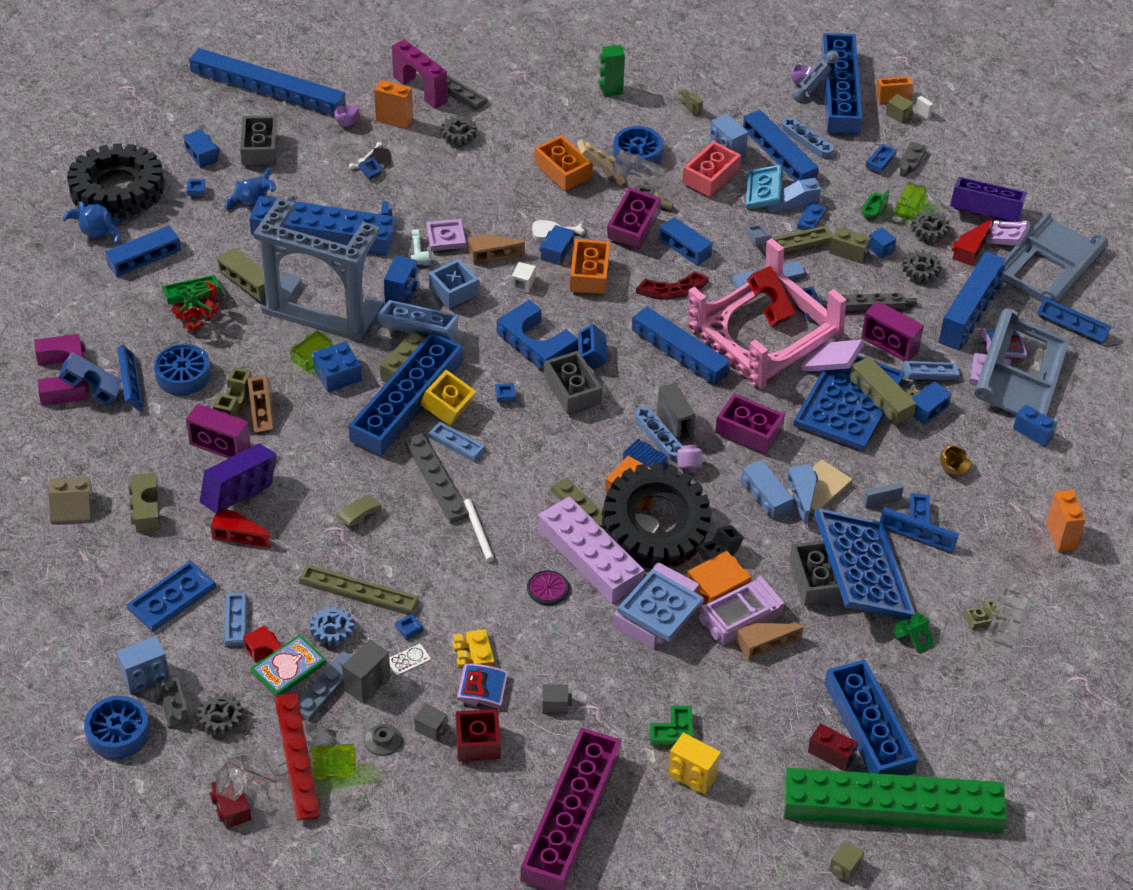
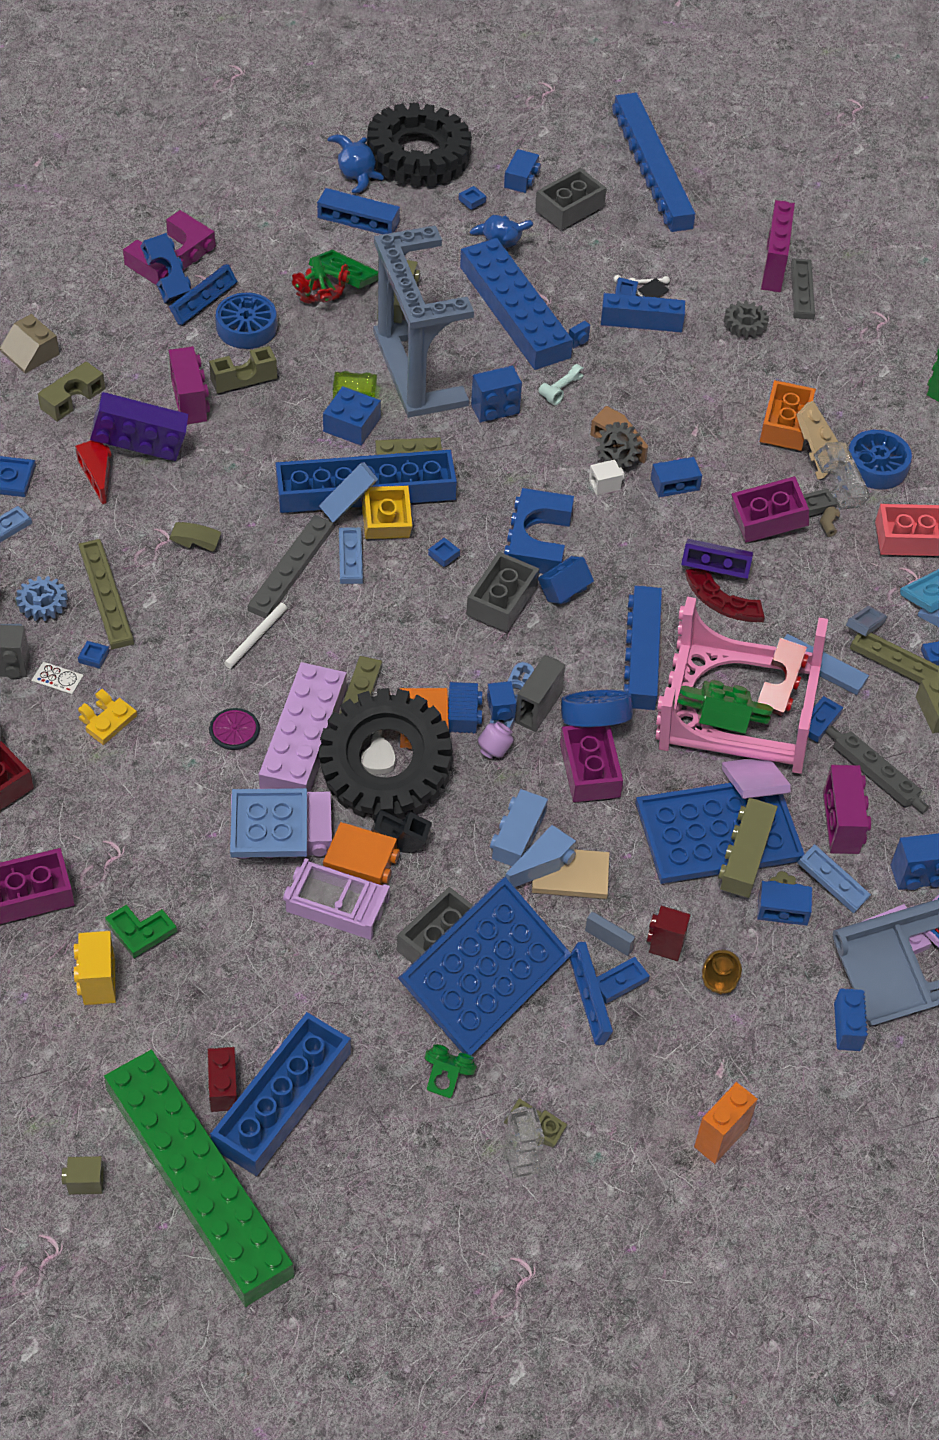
camera: 50 degrees right, 5 degrees up
(261, 403) = (257, 393): medium nougat slope -> none
(347, 115) = (673, 235): medium lavender hair -> none
(393, 104) = (716, 253): orange brick -> none
(400, 172) = (643, 312): none -> blue brick
(418, 319) = (461, 434): medium blue slope -> none
(420, 402) = (348, 492): none -> medium blue tile
(445, 235) = (600, 390): lavender plate -> none
(454, 283) = (538, 432): medium blue brick -> none
(482, 685) = (67, 748): slope -> none
(503, 257) = (617, 435): none -> dark grey gear
(542, 227) = (691, 450): white piece -> none
(556, 699) = (94, 812): dark grey brick -> none
(590, 266) = (670, 515): orange brick -> none
(646, 267) = (717, 558): none -> dark purple brick
(664, 435) = (501, 700): none -> blue brick
(685, 241) = (793, 569): blue brick -> none
(716, 392) = (596, 708): none -> blue piece
(766, 637) = (315, 937): medium nougat slope -> none
(770, 332) = (724, 705): none -> green brick
(912, 464) = (668, 932): none -> dark red brick

